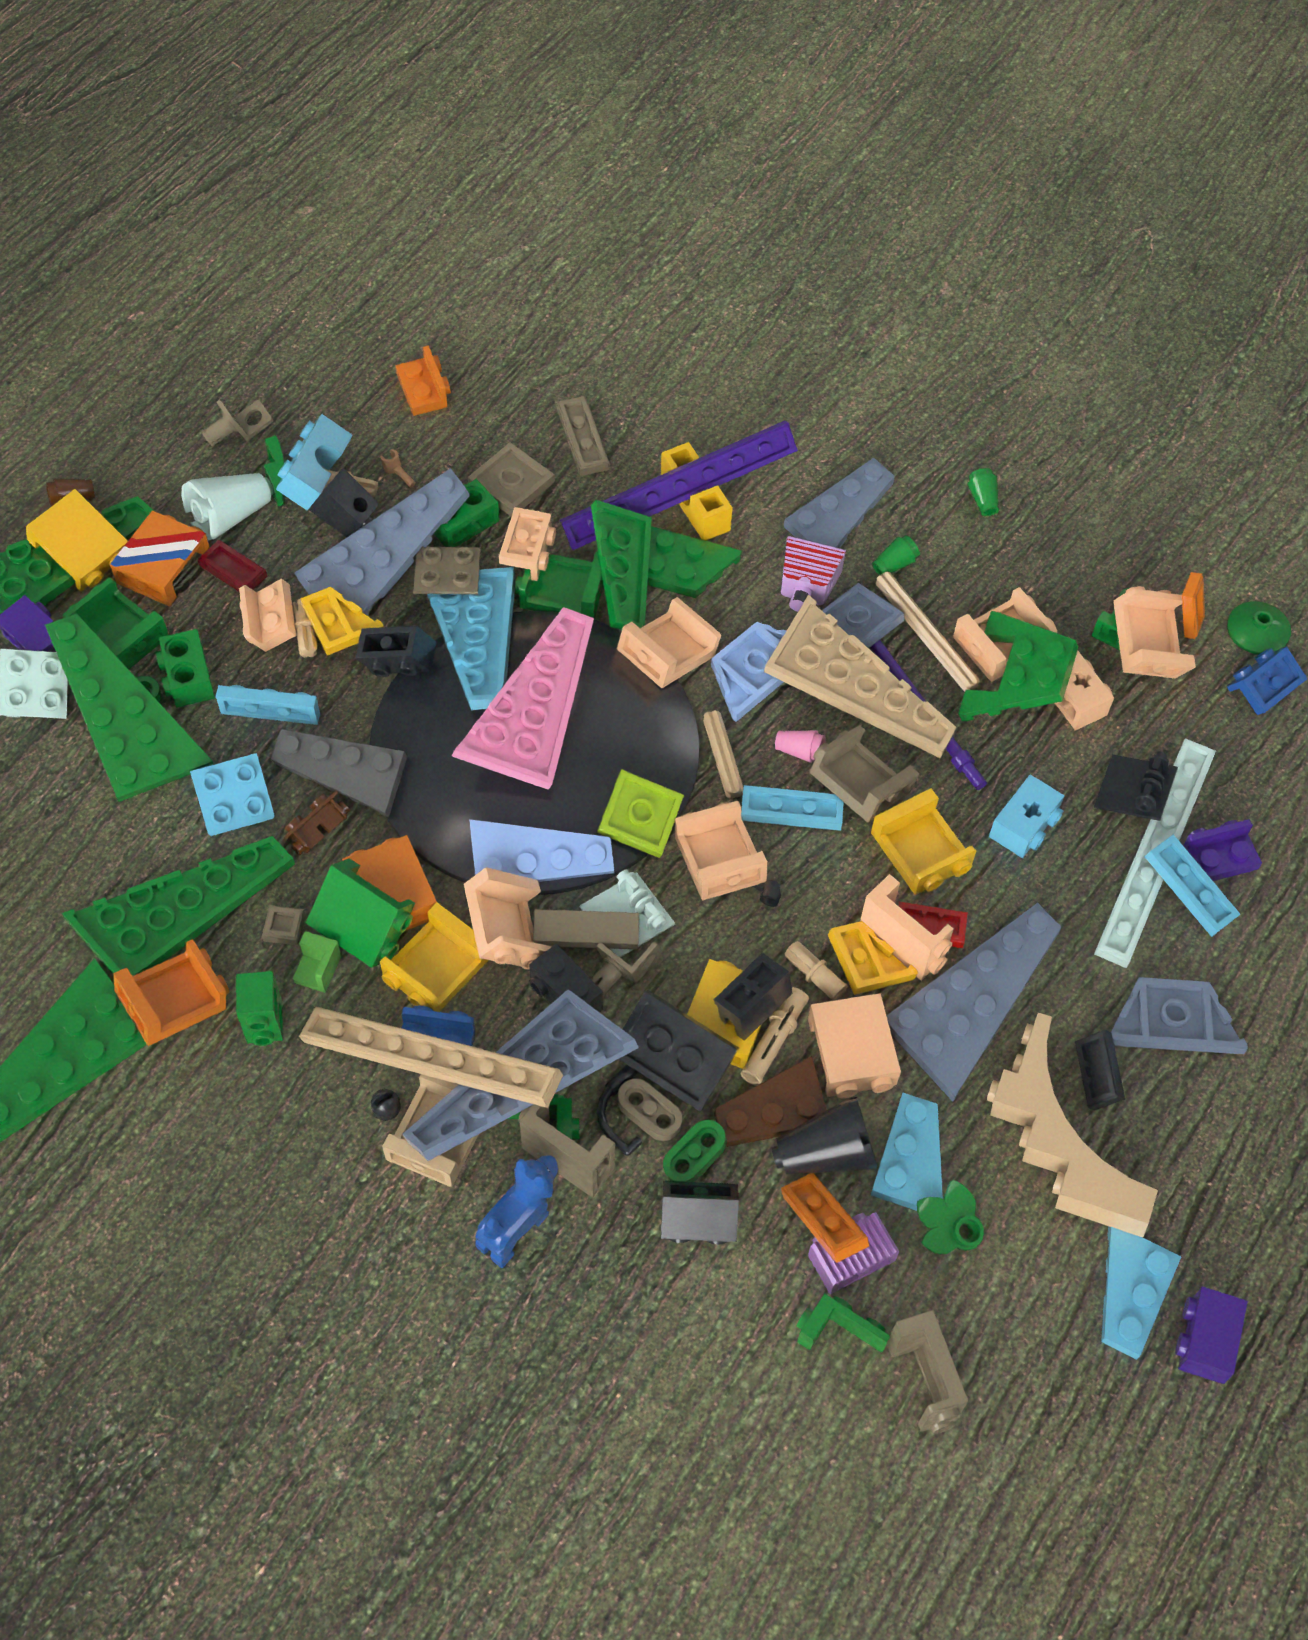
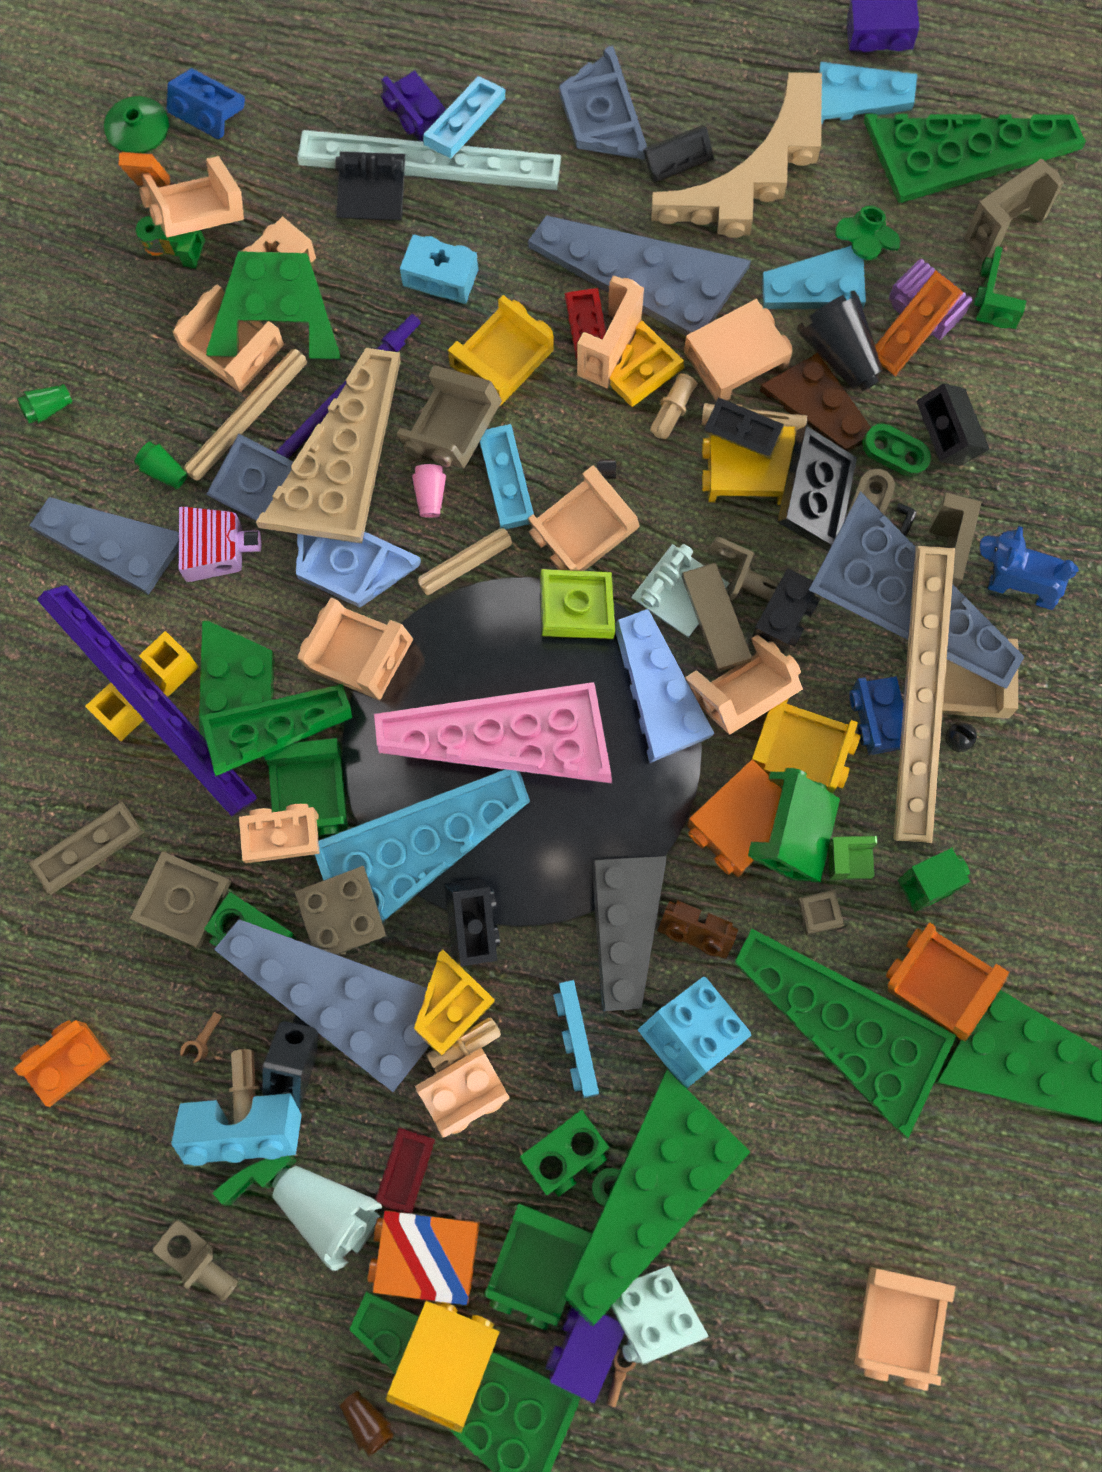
camera: 105 degrees left, 15 degrees up
(1032, 1355) = (958, 149): none -> green wing

